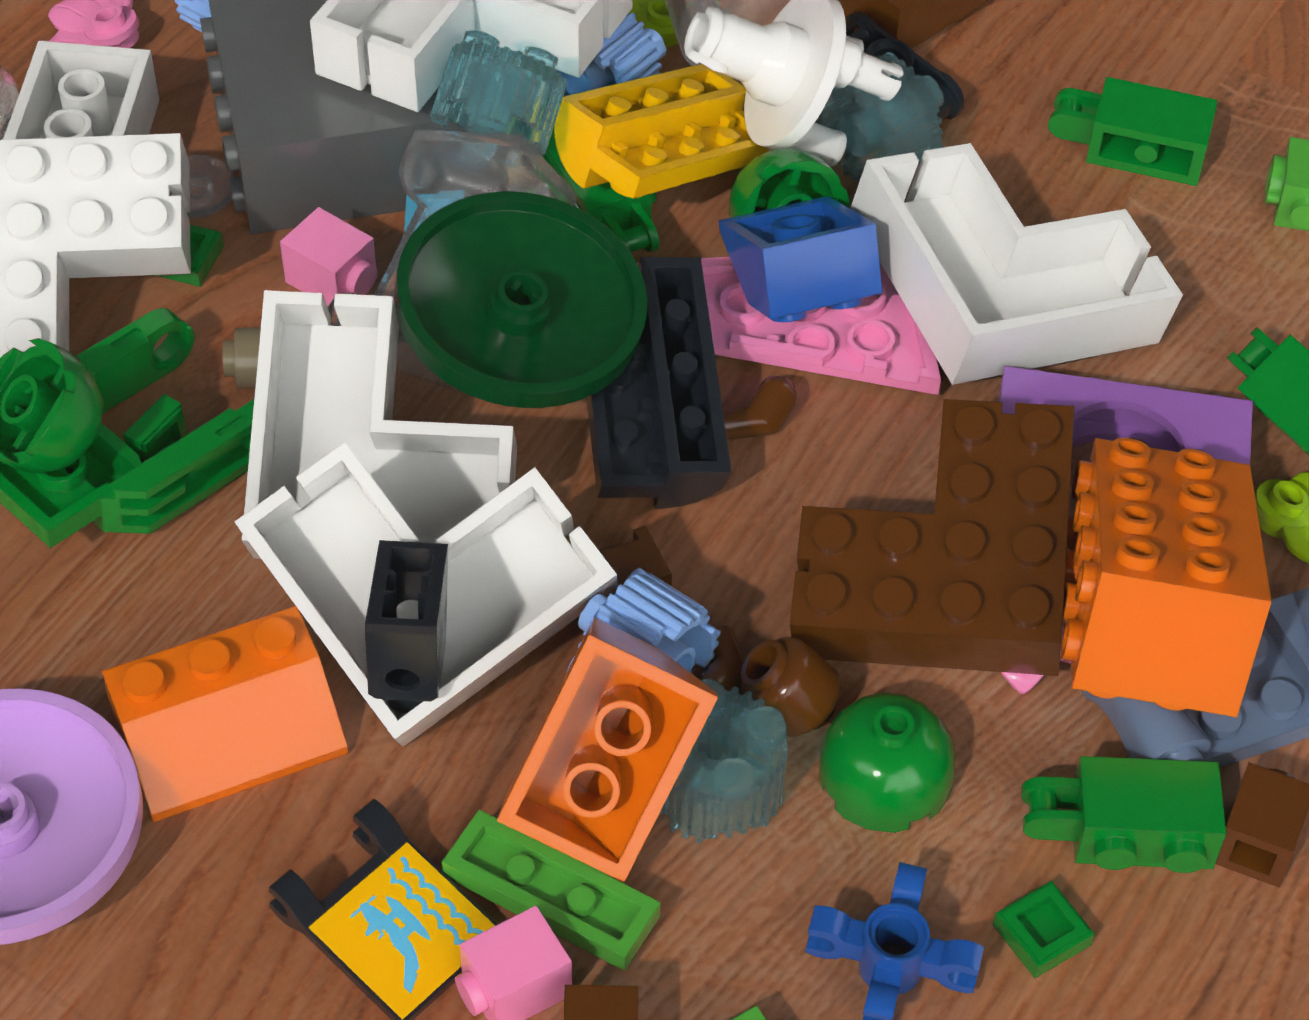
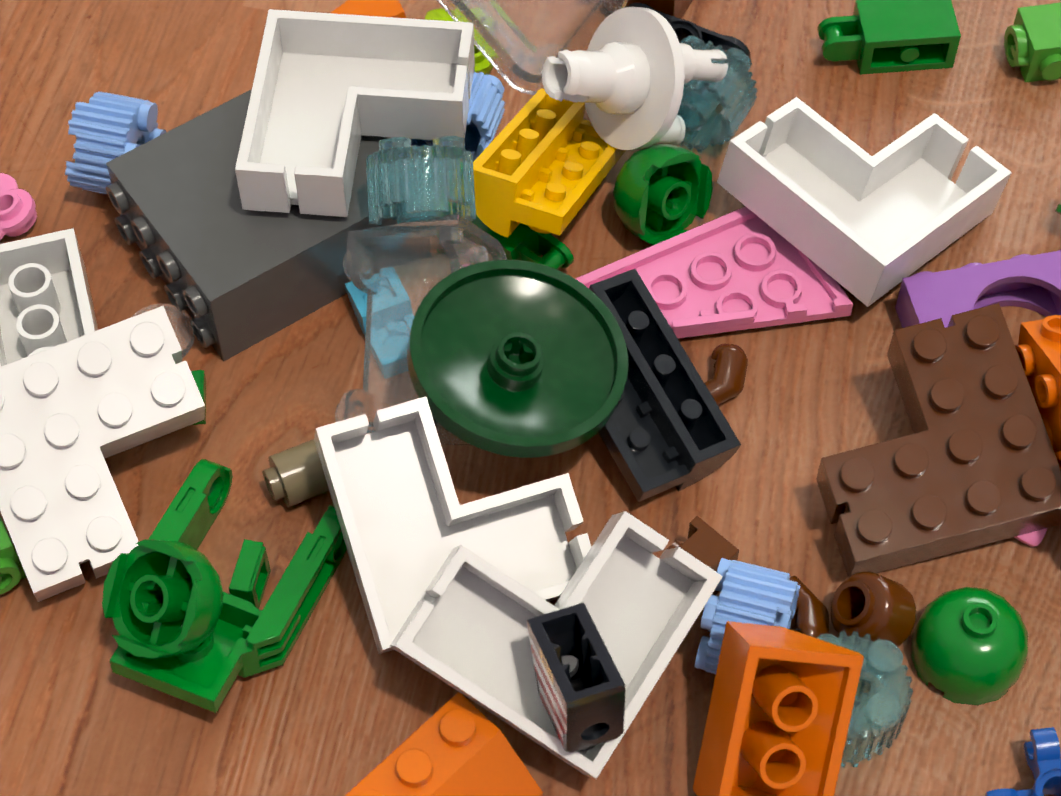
camera: 20 degrees left, 5 degrees up
(328, 257) = (312, 365): bright pink brick -> none
(803, 257) = (705, 236): blue slope -> none

